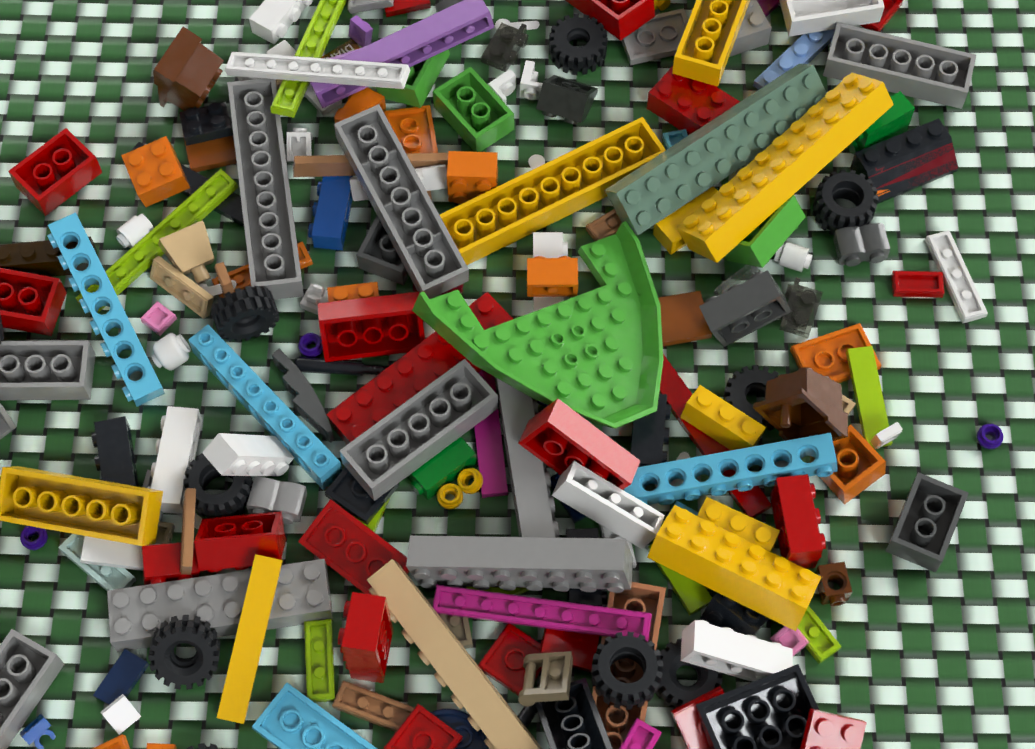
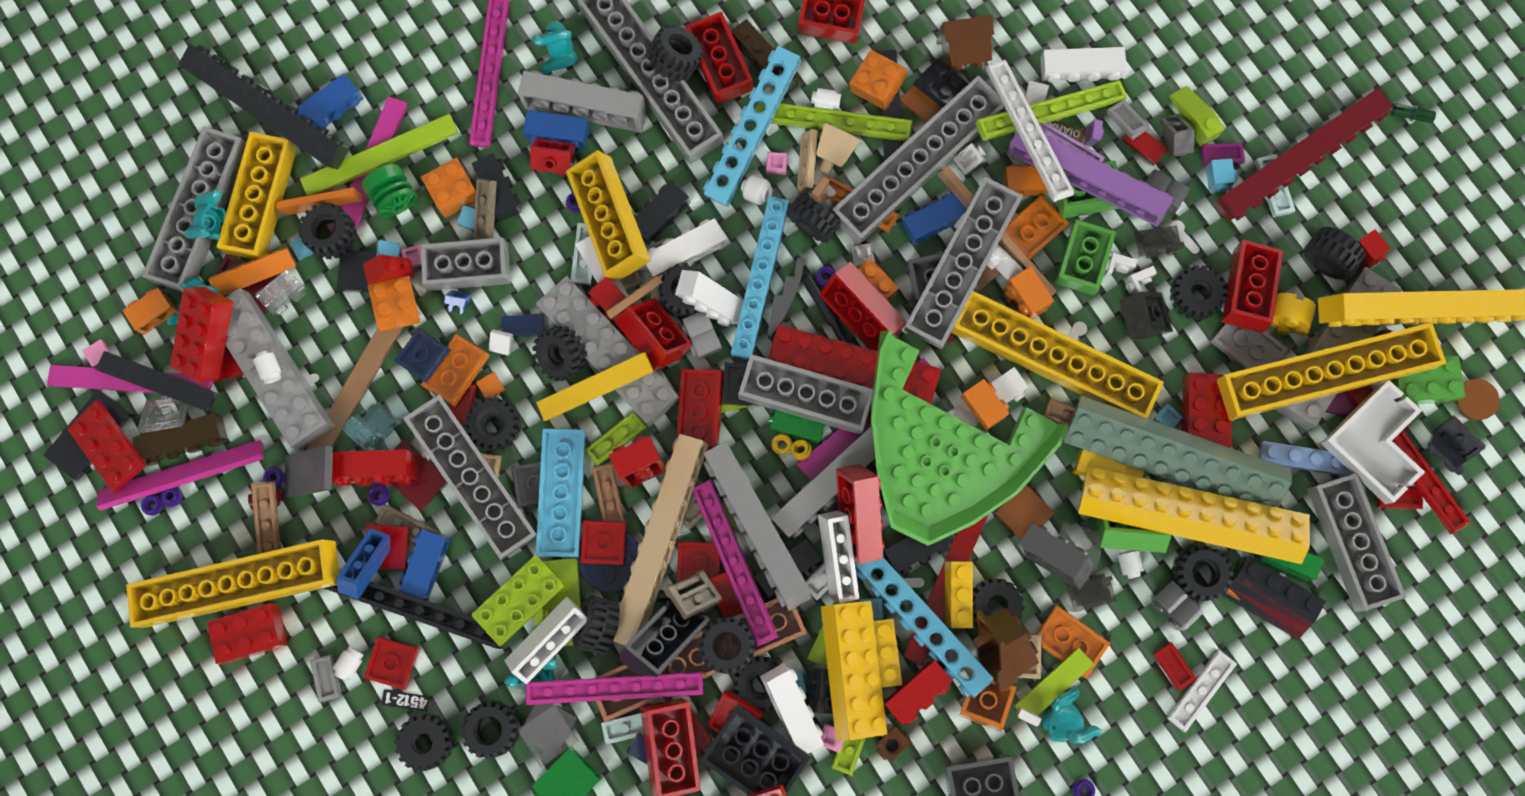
camera: 60 degrees right, 15 degrees up
(914, 404) = (1068, 720): none -> teal hair

